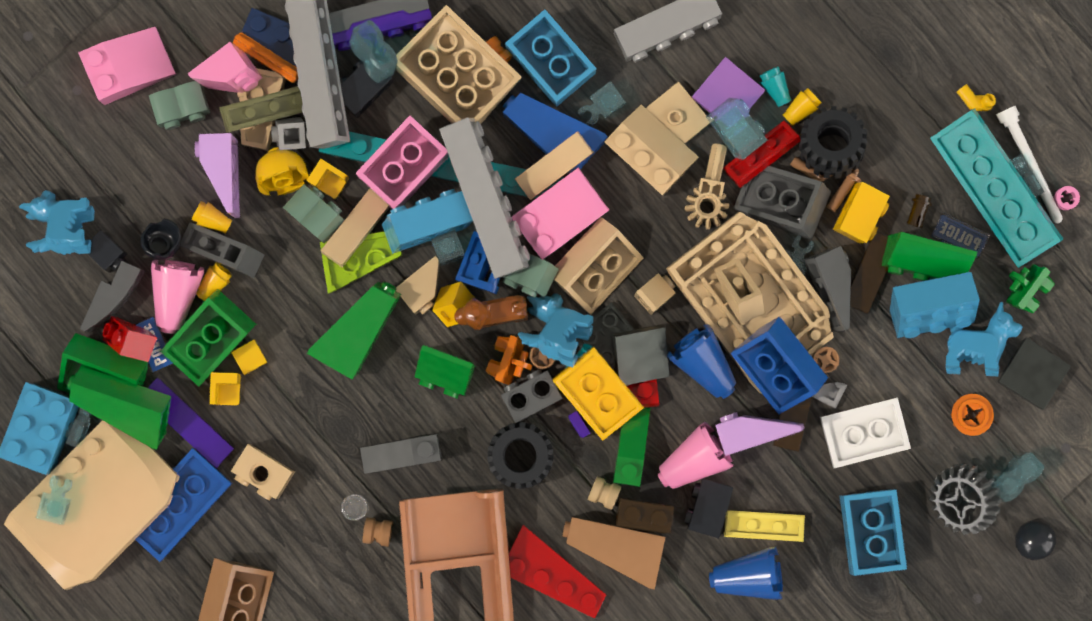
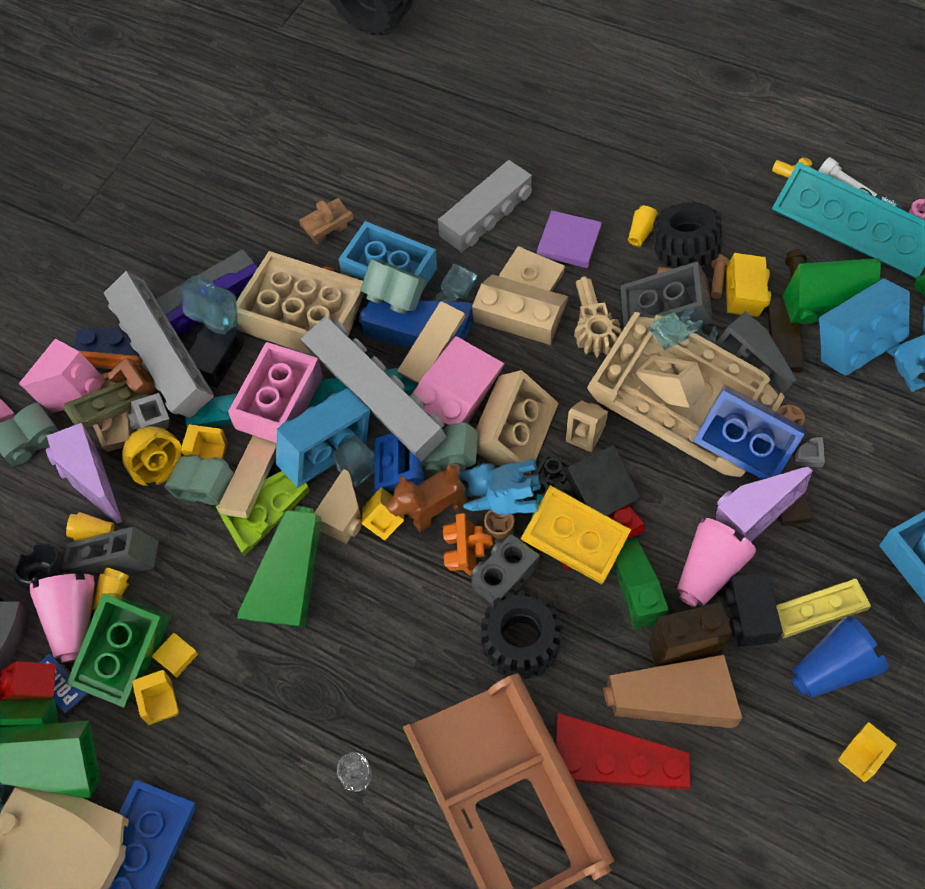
camera: 20 degrees left, 25 degrees down
(194, 428) = (137, 760): dark purple tile -> none
(278, 473) = (214, 762): tan brick -> none
(289, 95) = (135, 374): none -> dark orange bracket
(377, 531) = (391, 789): medium nougat wheel -> none
(401, 454) = (387, 688): dark grey slope -> none
(443, 371) = (398, 570): green slope -> none
(541, 97) = (393, 286): none -> sand green brick
(578, 424) = (569, 579): dark purple tile -> none
(604, 493) = (631, 639): tan wheel -> none
(704, 362) = (671, 466): blue cone -> none
(737, 127) = (592, 253): clear light blue brick -> none
(764, 243) = (674, 330): none -> clear light blue plate
(776, 85) = (610, 217): teal cone -> none
(778, 142) = (626, 274): red tile -> none
(865, 432) = (868, 473): white plate -> none

